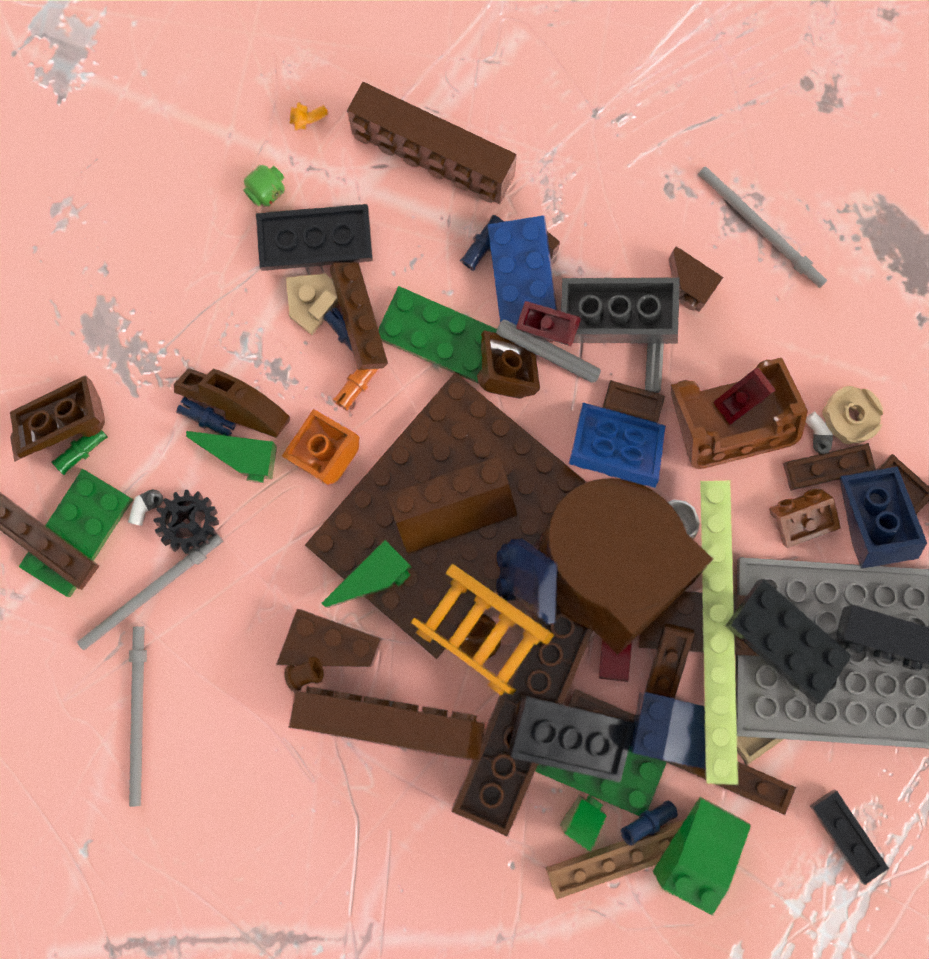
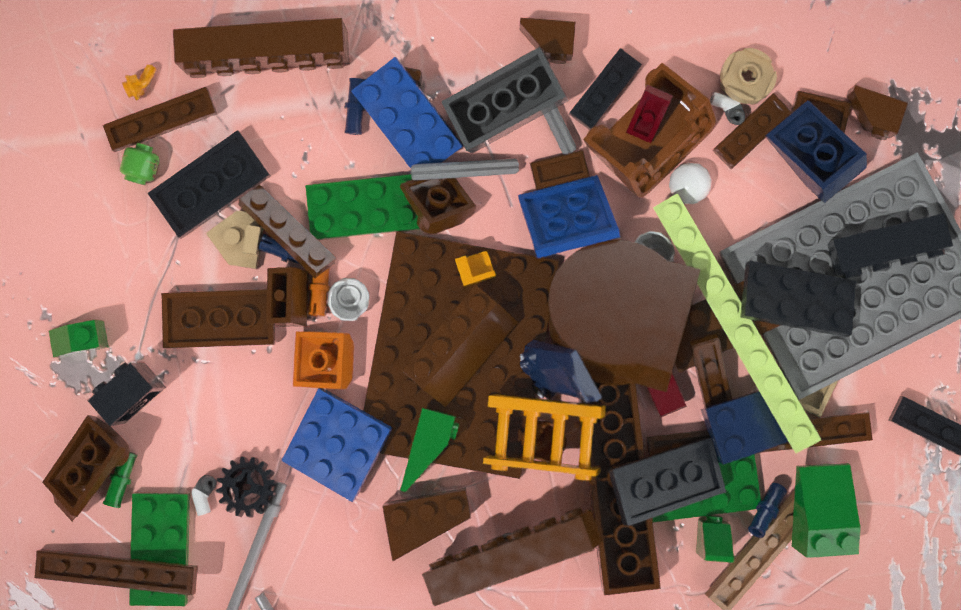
camera: 25 degrees left, 5 degrees up
(120, 304) = (78, 338): none -> green slope
(130, 374) = (125, 393): none -> black brick
(205, 417) = (210, 390): dark blue pin -> none
(238, 399) = (229, 361): reddish brown slope -> none
(245, 455) = (262, 405): green slope -> none
(252, 357) = (215, 319): none -> reddish brown plate
(289, 530) = (336, 444): none -> blue plate
(304, 674) = (420, 556): reddish brown bush -> none
(305, 157) = (160, 119): none -> reddish brown plate
(323, 373) = (287, 297): none -> reddish brown brick
(377, 406) = (348, 299): none -> white hair
(506, 444) = (475, 268): none -> light orange panel
(548, 323) = (452, 148): dark red slope -> none
(716, 353) = (605, 89): none -> black plate
(747, 480) = (690, 182): none -> white hair
(806, 517) = (755, 185): dark orange bracket -> none

